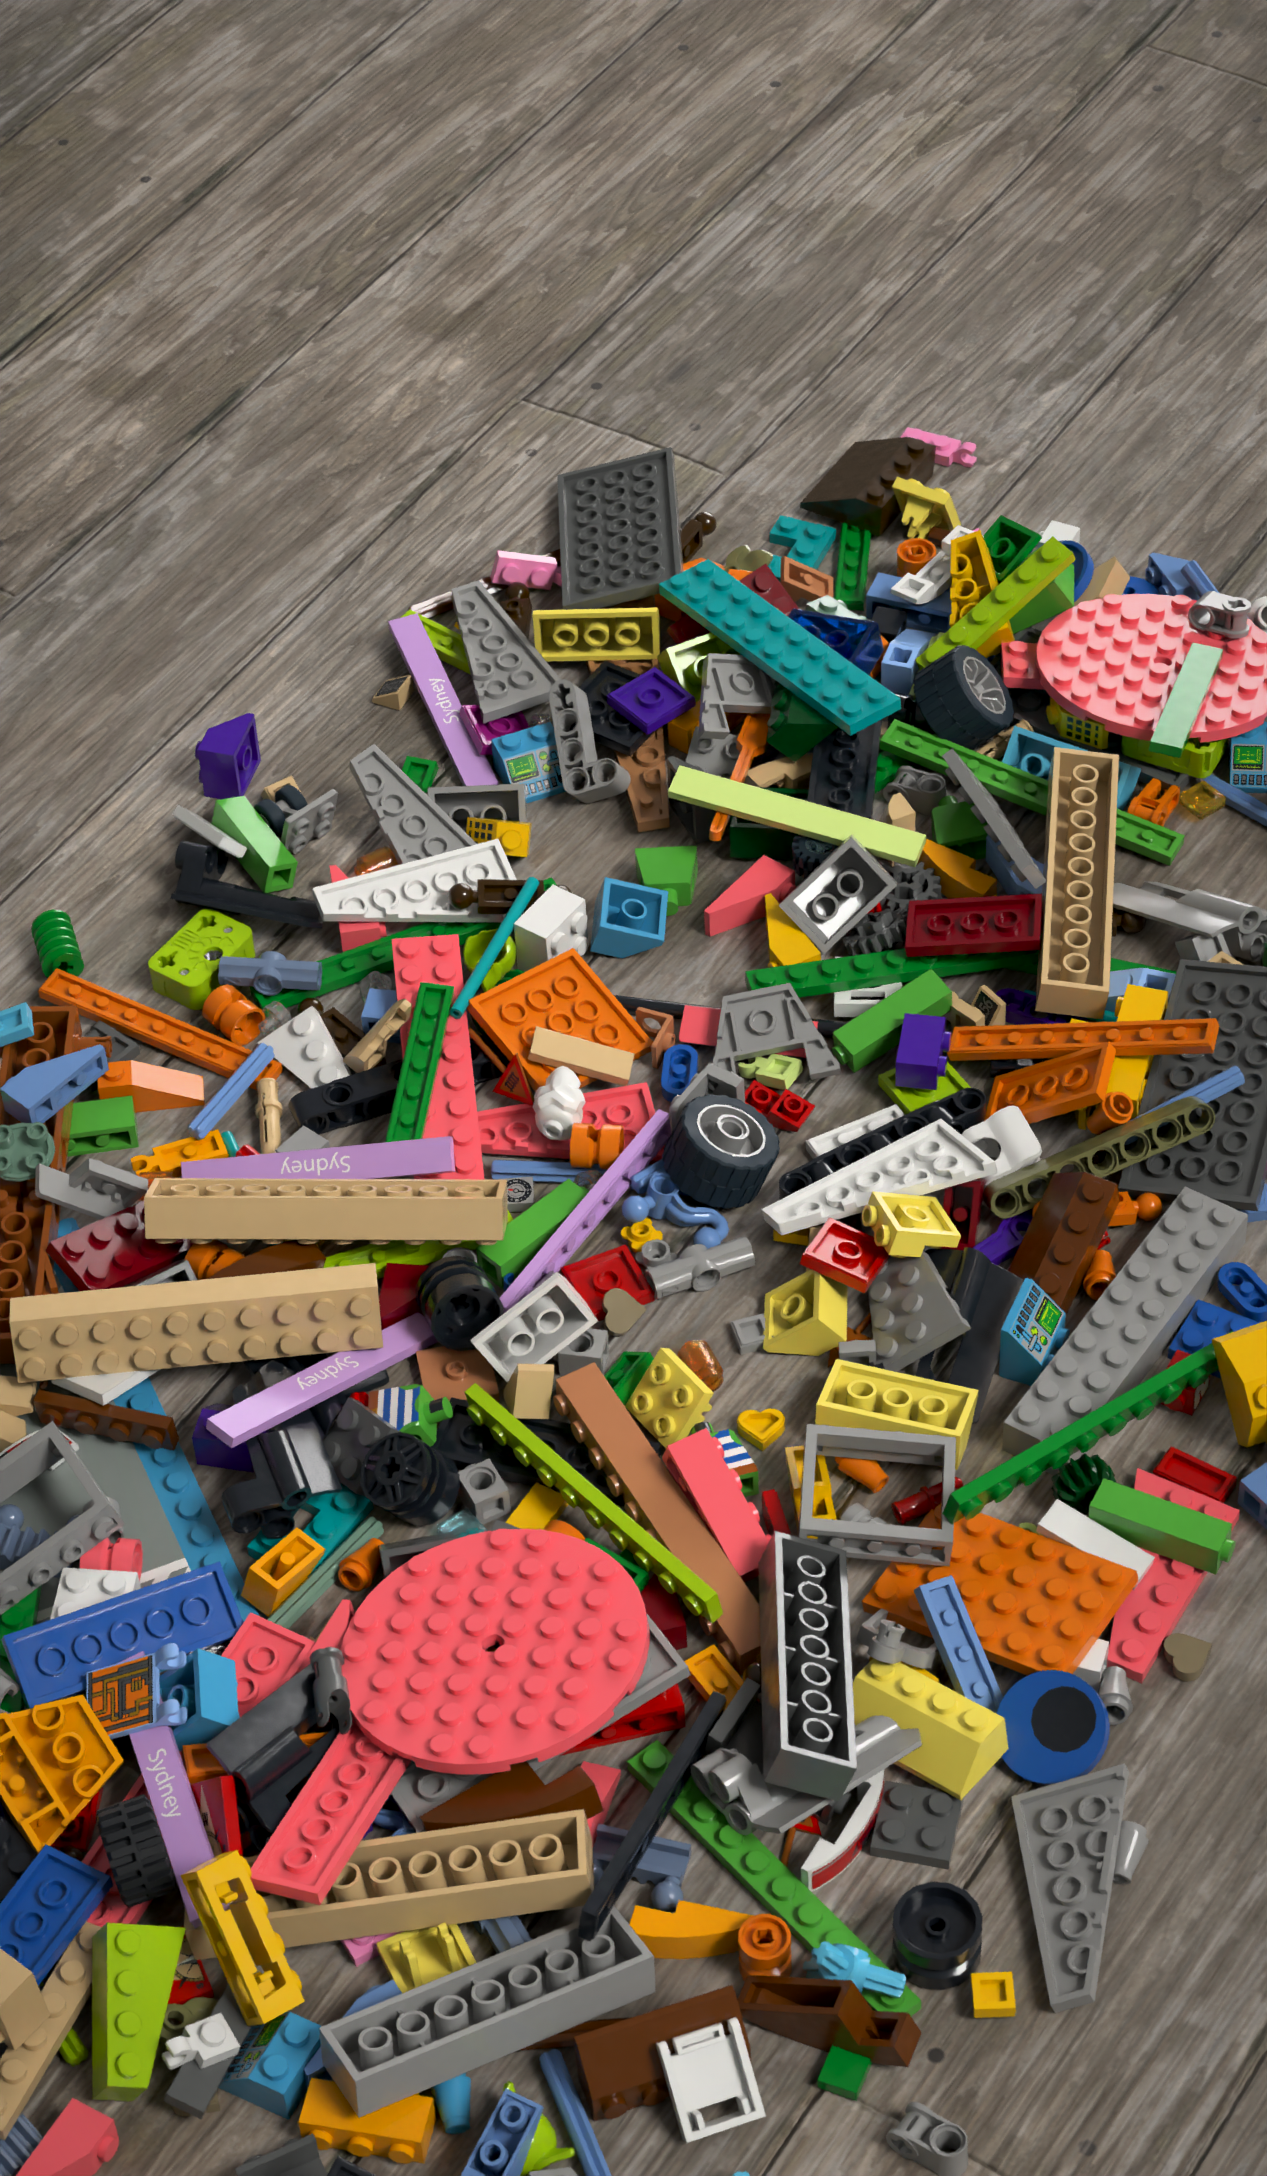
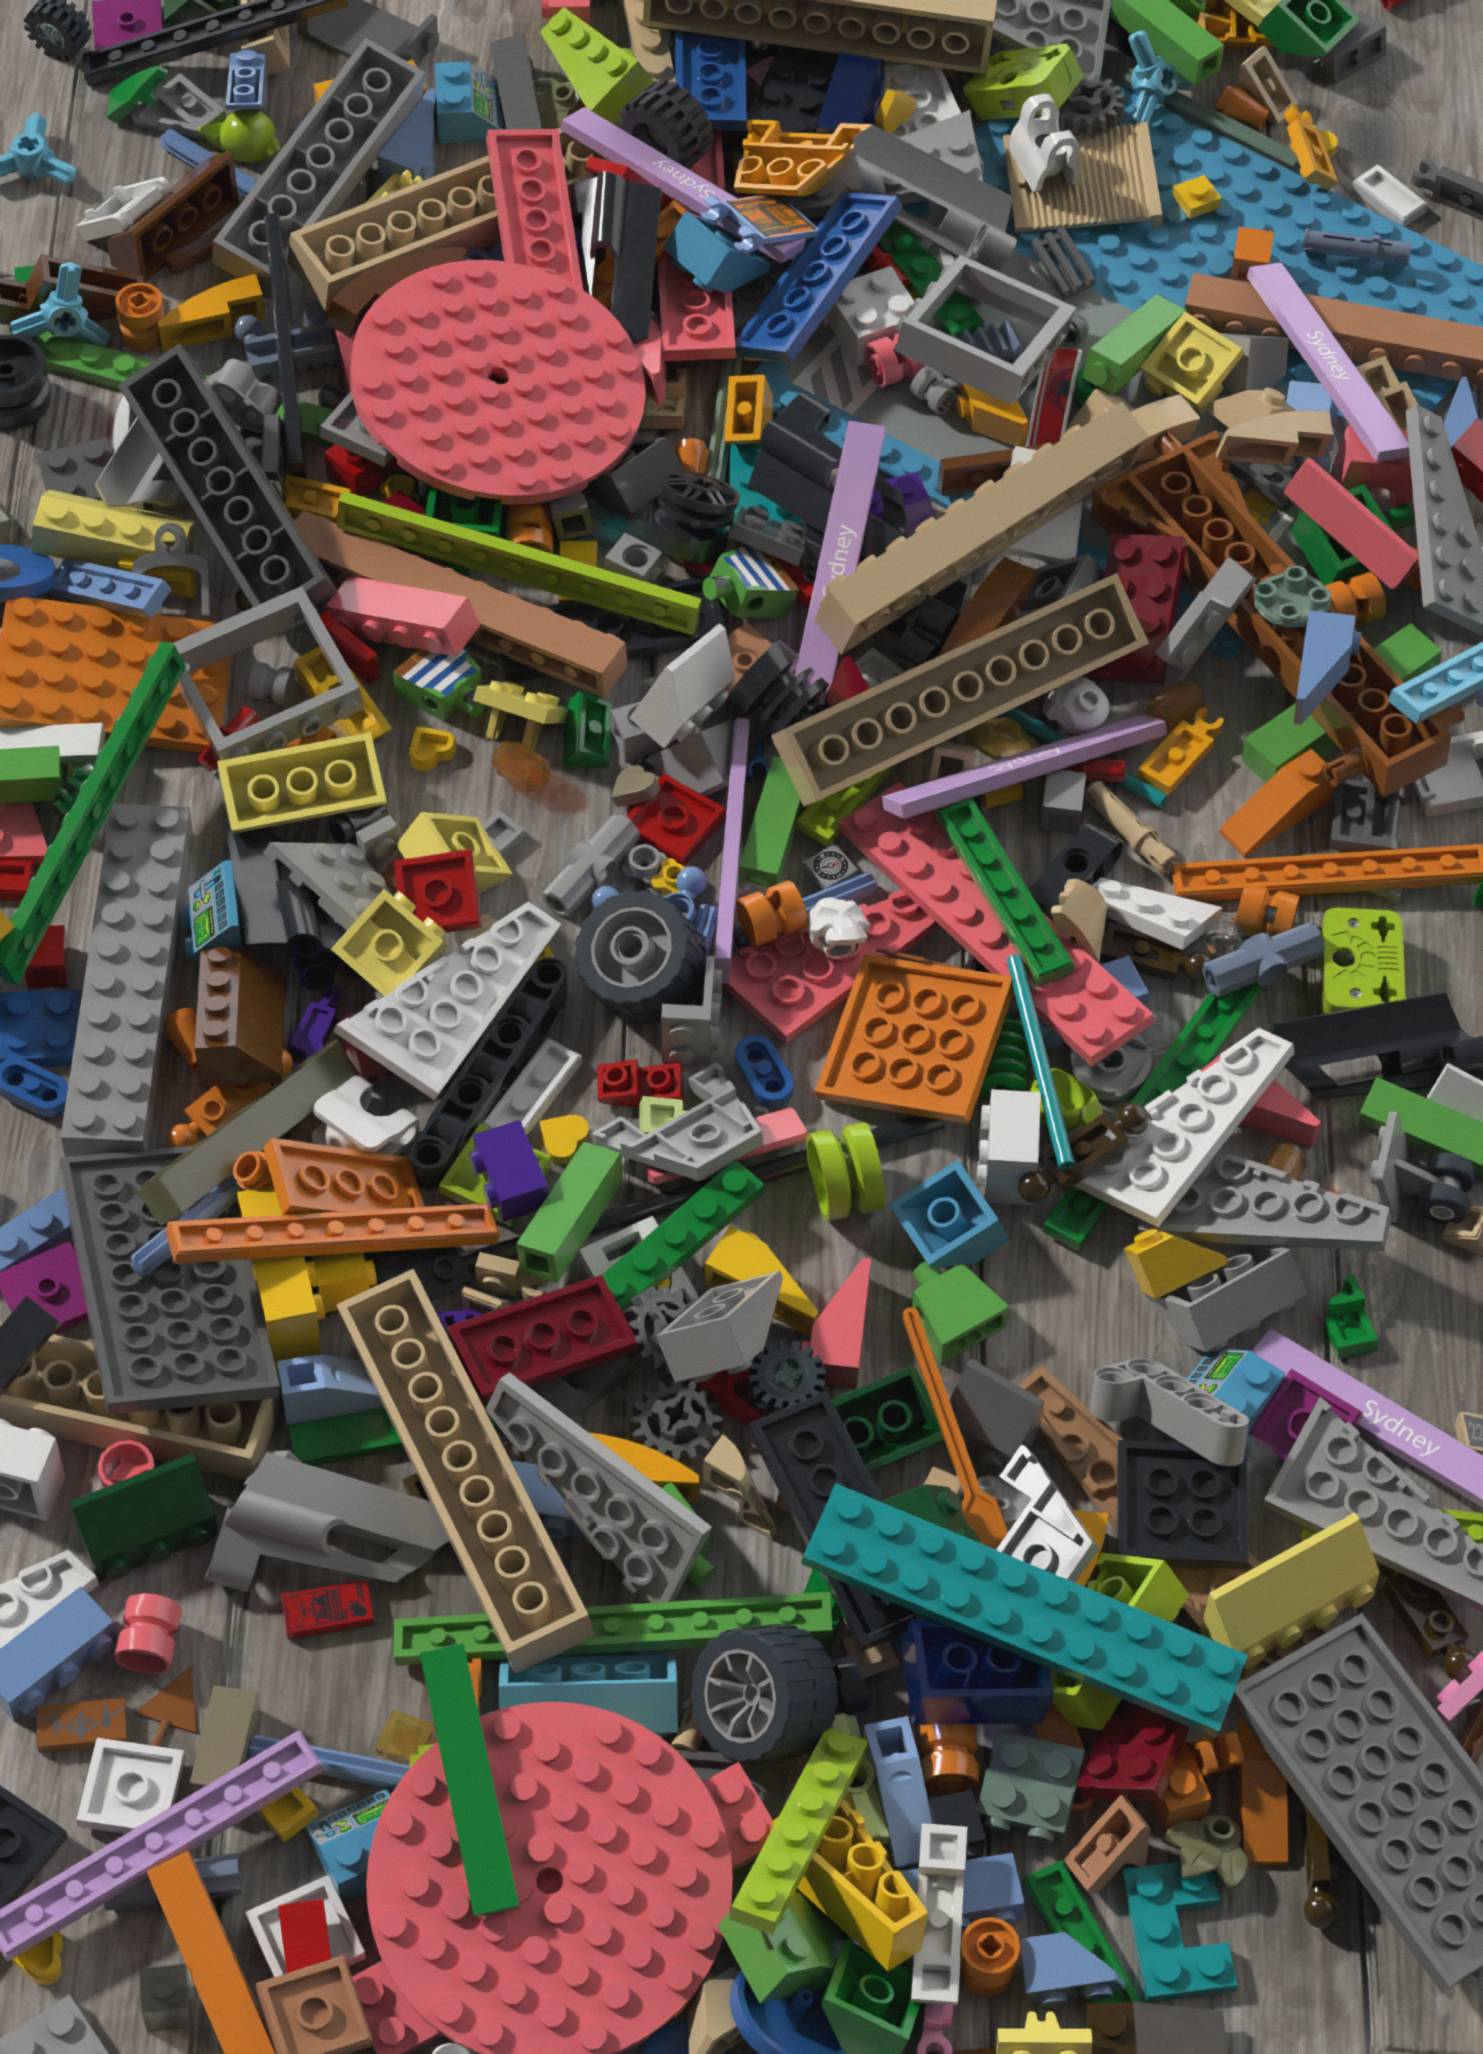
camera: 145 degrees right, 10 degrees up
(62, 1491) = (992, 416): none -> light orange slope
(204, 2041) = (521, 72): white plate -> none
(230, 1091) = (1188, 823): medium blue axle -> none
(258, 1994) = (536, 104): yellow brick -> none
(330, 1688) = (611, 296): dark grey piece -> none
(530, 1391) = (653, 650): tan slope -> none
(581, 1056) = (864, 1007): tan tile -> none
(625, 1797) = (331, 396): none -> dark grey hinge
(651, 700) = (1141, 1513): dark purple tile -> none
(663, 1037) = (814, 1110): nougat bracket -> none
(679, 964) = (845, 1171): none -> lime wheel
(795, 815) = (831, 1374): yellowish green tile -> none
(856, 1098) = (563, 1137): none -> yellow tile
(874, 542) = (1063, 1969): none -> medium blue slope
(918, 787) = (756, 1573): light grey piece -> none
(1221, 614) = (522, 1993): light grey piece -> none
(1224, 886) = (327, 1609): none -> red tile

